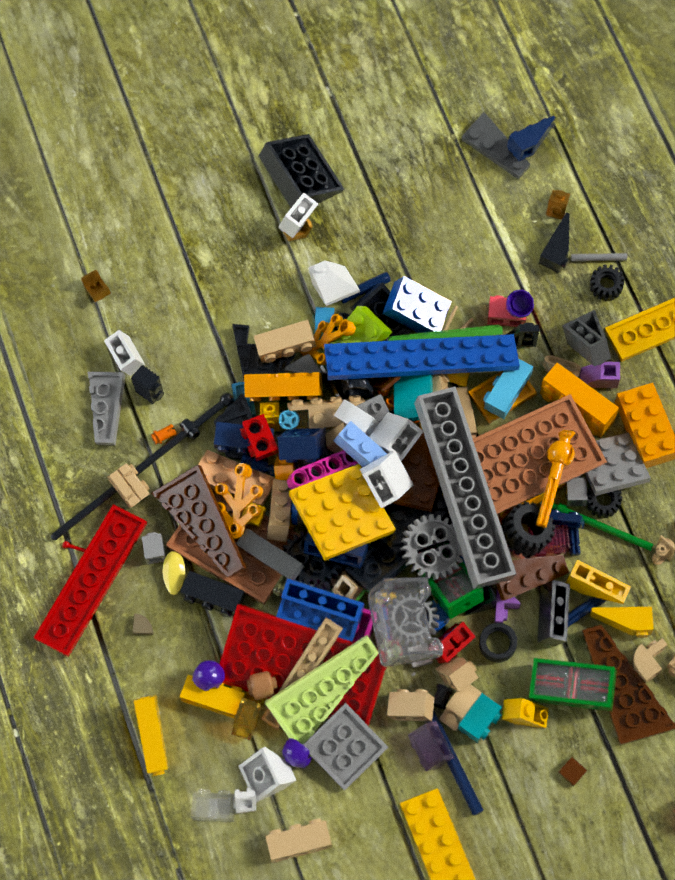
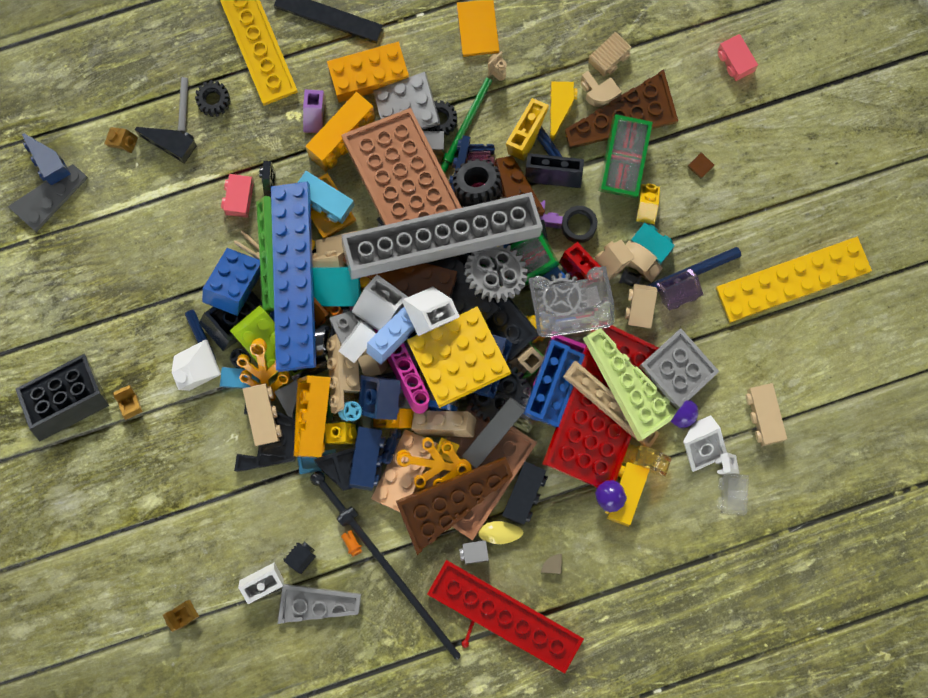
camera: 90 degrees left, 10 degrees up
(128, 484) = (408, 578): tan brick -> none
(151, 734) = (663, 553): yellow slope -> none
(261, 685) = (622, 444): medium nougat head -> none
(263, 436) = (369, 435): red brick -> none
(298, 215) = (119, 397): white slope -> none
(519, 303) = (237, 179): dark purple hair -> none
(550, 361) = (298, 150): tan plate -> none
(560, 455) = (408, 146): light orange piece -> none
(587, 338) = (277, 117): dark grey wedge -> none

